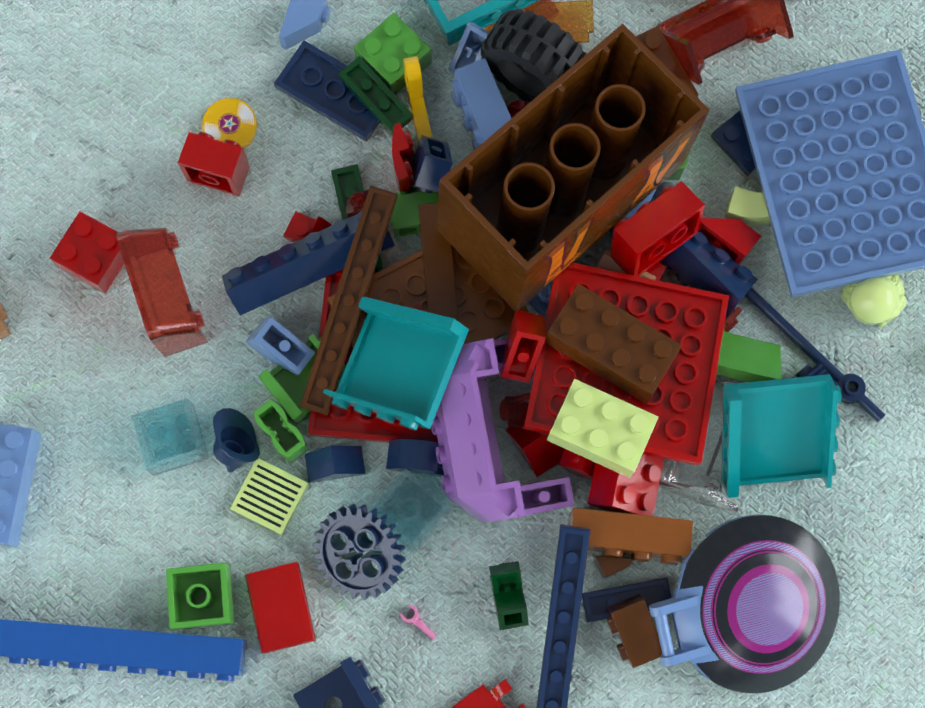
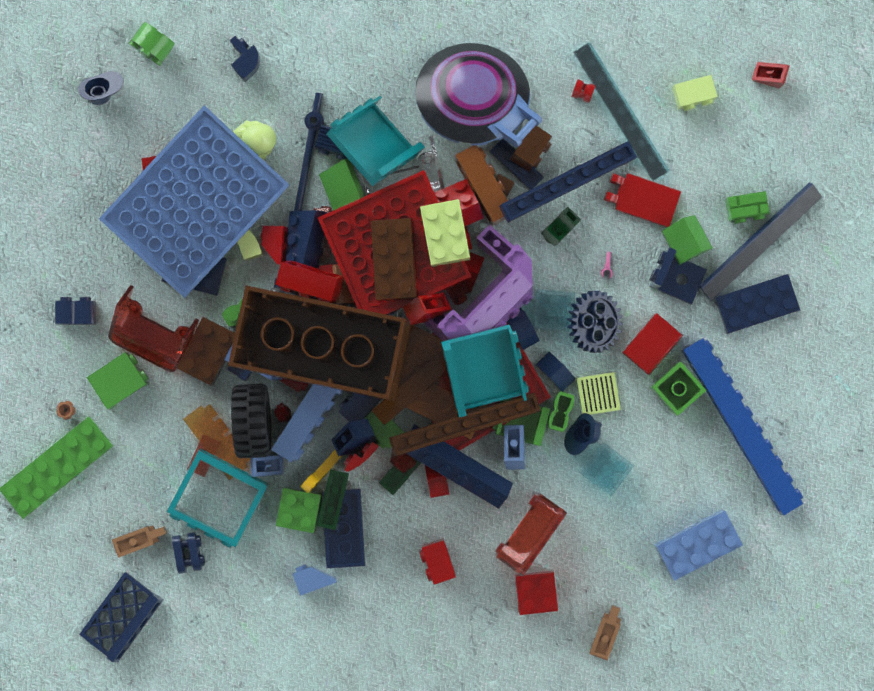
camera: 125 degrees left, 10 degrees up
(231, 121) = (406, 574): yellow tile -> none

